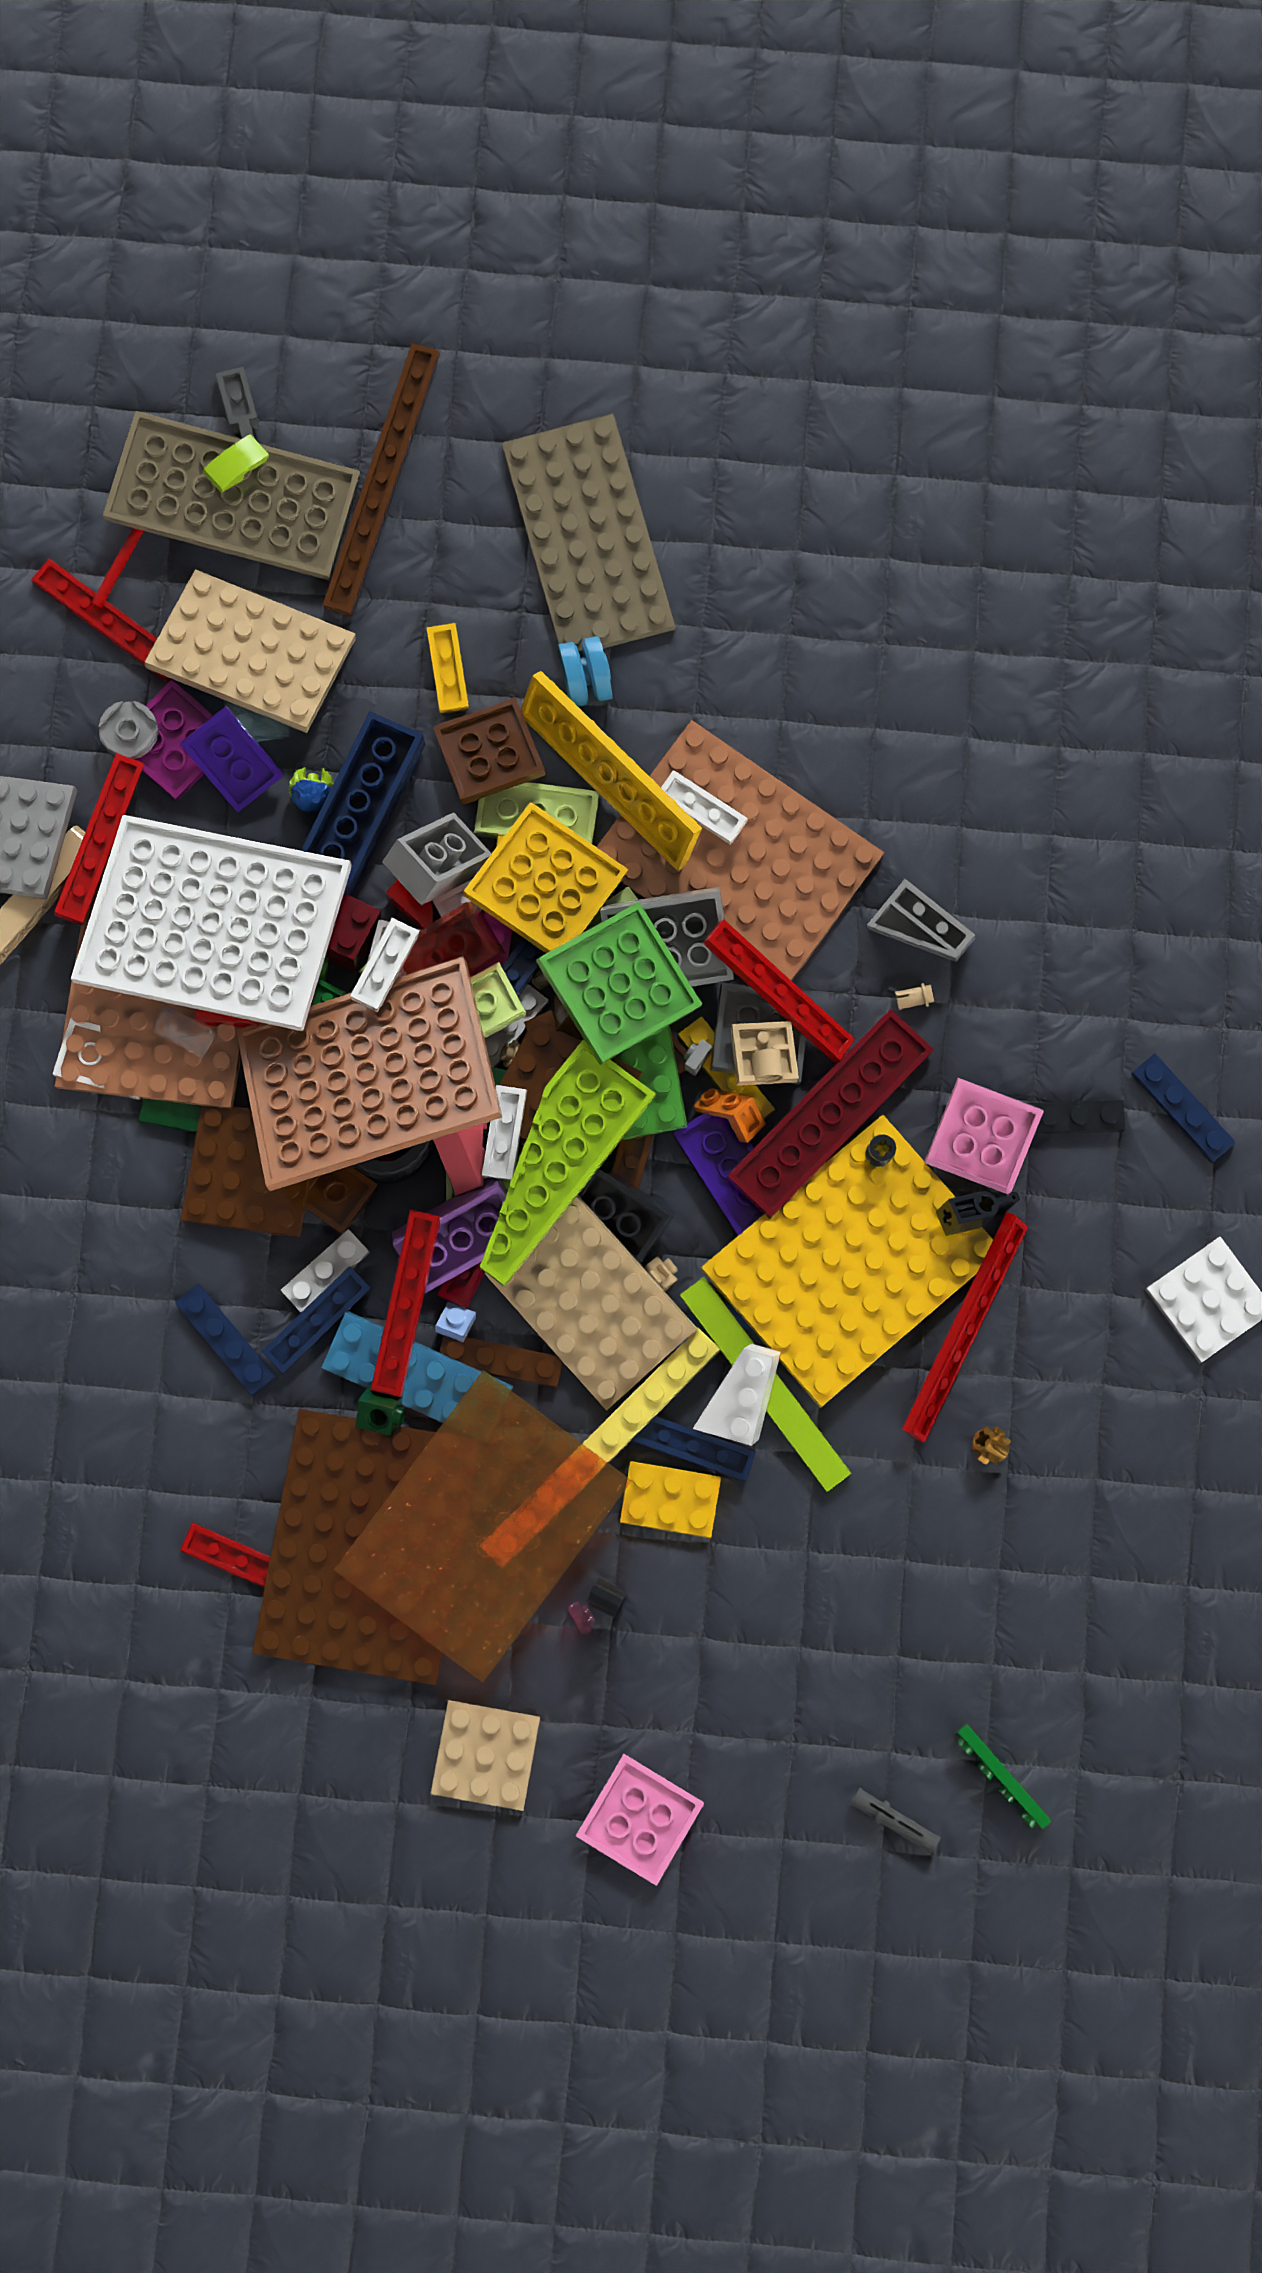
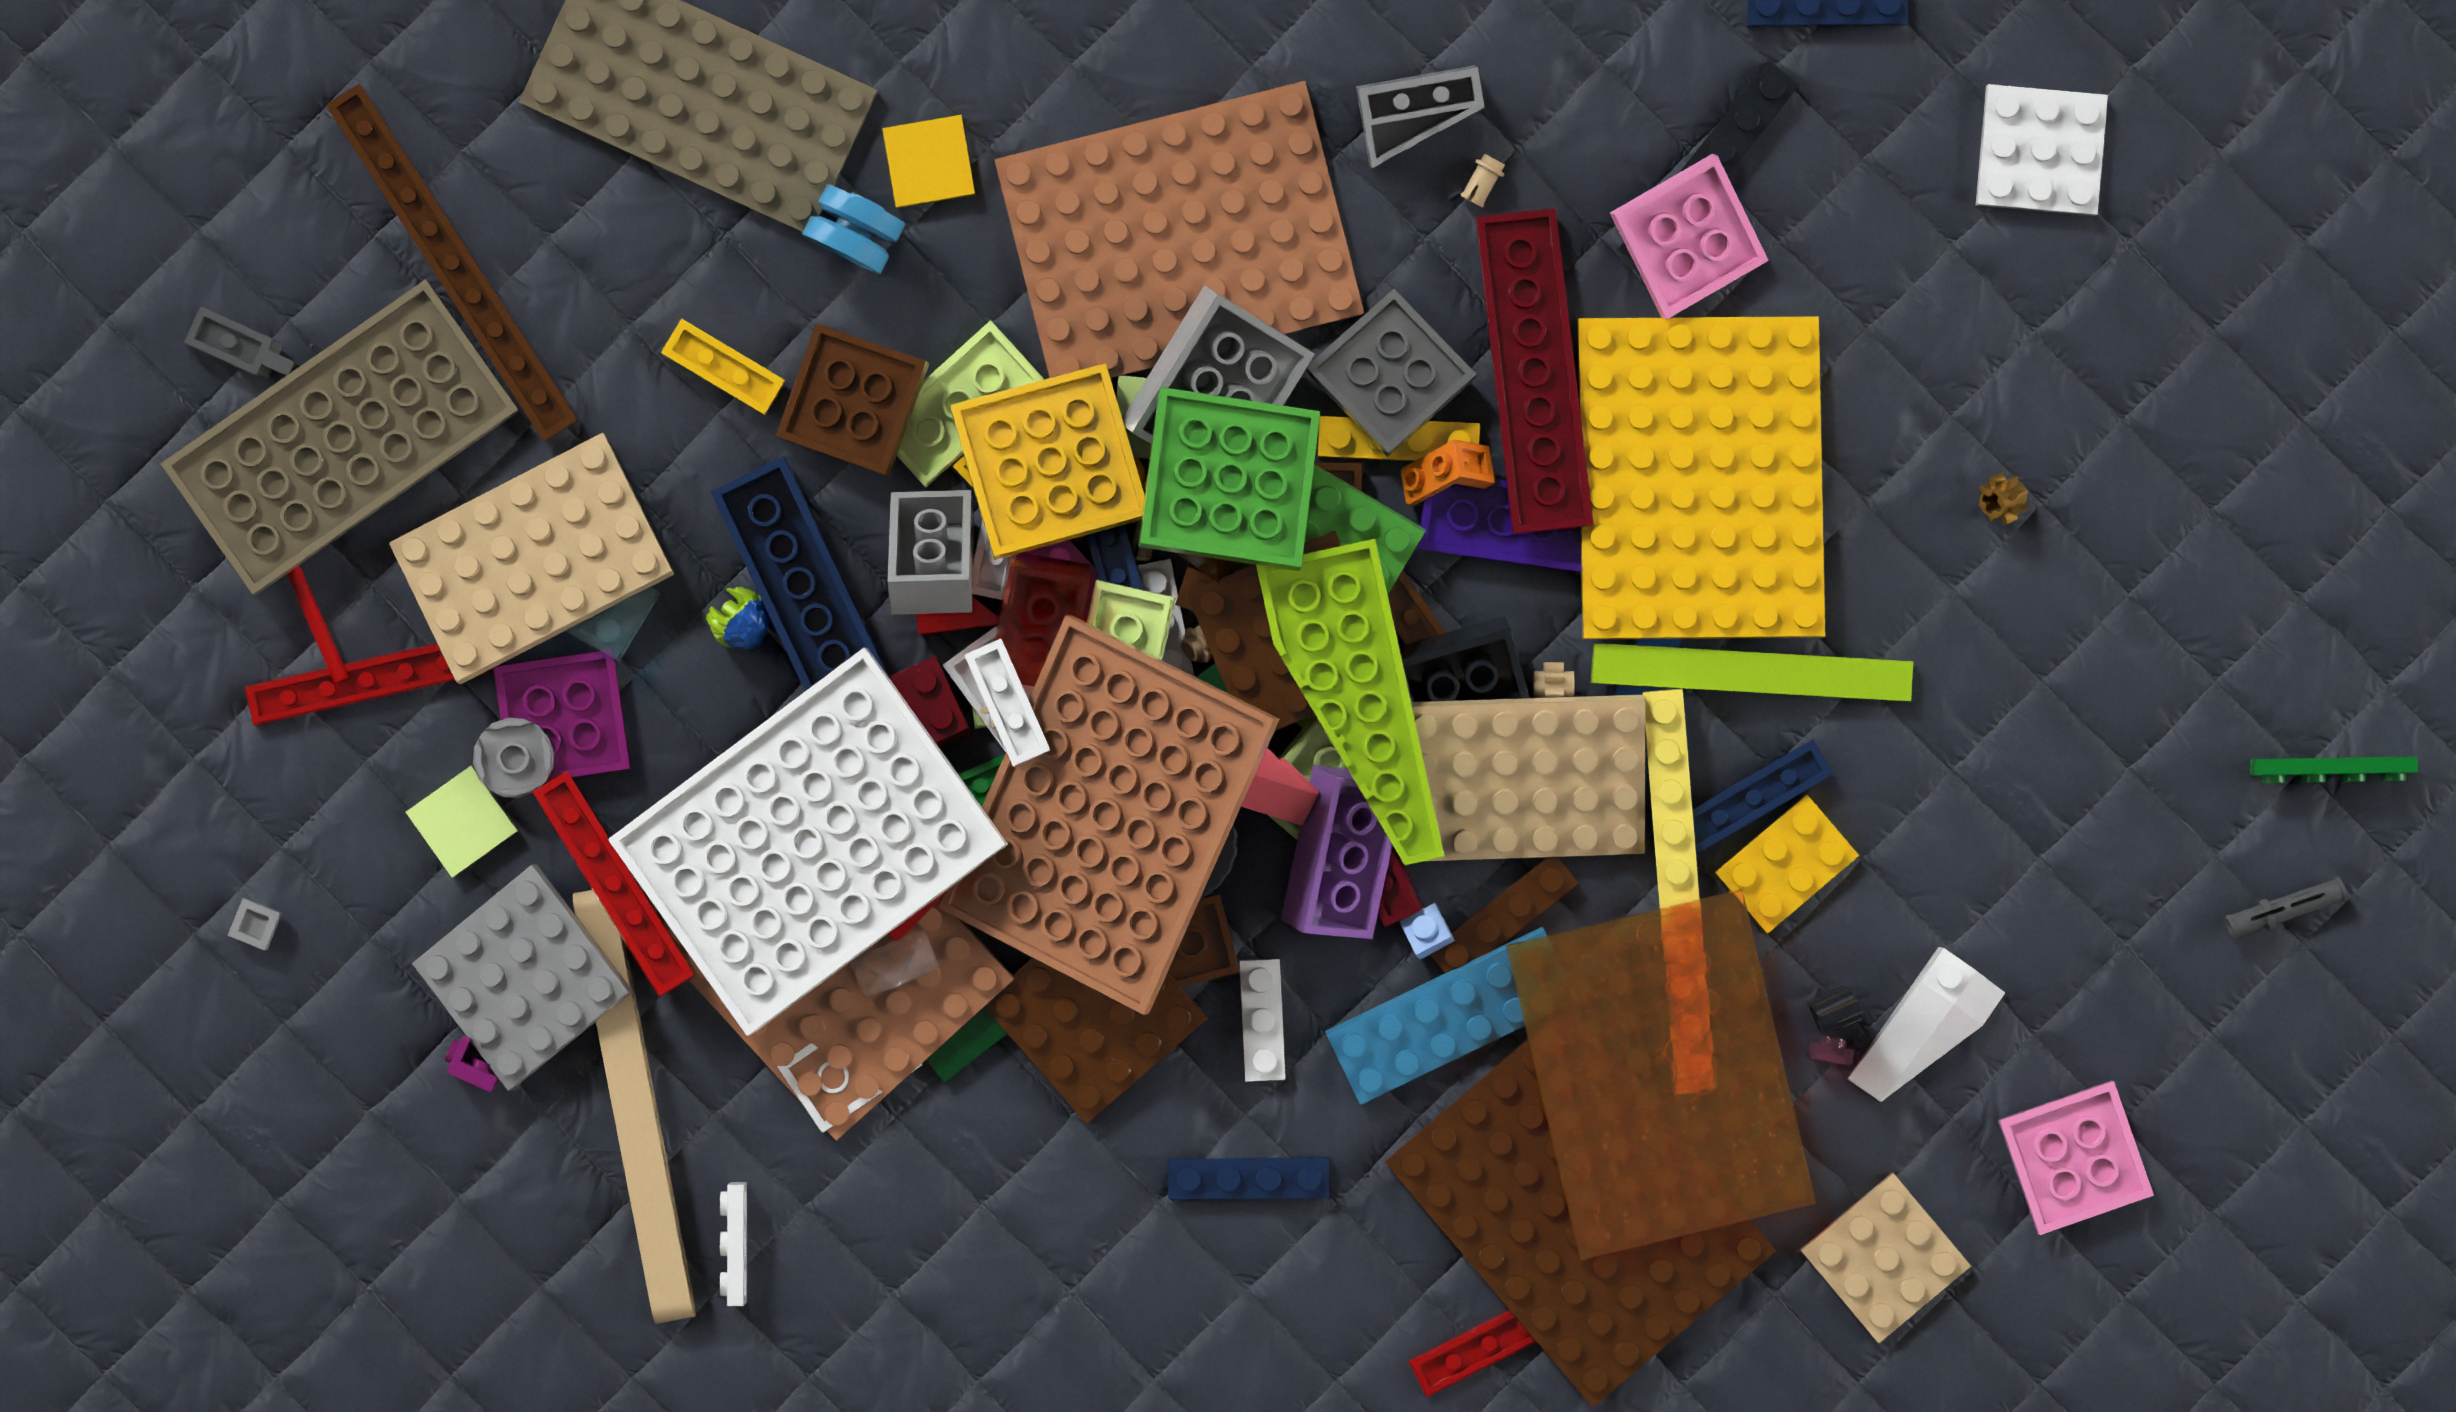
camera: 50 degrees left, 10 degrees up
(68, 735) = (462, 821): none -> yellowish green tile
(231, 759) = (639, 676): dark purple plate -> none
(235, 462) = (312, 406): lime slope -> none
(315, 1319) = (1306, 1070): dark blue plate -> none
(371, 1419) = (1457, 1083): dark green brick -> none
(405, 1303) = (1373, 967): red tile -> none
(505, 1134) = (1293, 733): white plate -> none
(610, 771) = (985, 294): yellow plate -> none
(651, 1663) = (1932, 1018): none -> white wedge
(659, 686) = (928, 161): none -> yellow tile
(697, 1056) = (1362, 459): light grey plate -> none
(705, 808) = (1103, 231): white plate -> none
(742, 1398) = (1751, 709): white wedge -> none
(764, 1053) = (1419, 388): tan plate -> none
(779, 991) = (1367, 318): red plate -> none
(888, 1146) = (1618, 343): black bush -> none
(965, 1327) = (1864, 421): red tile -> none
(973, 1211) = (1757, 313): black piece -> none

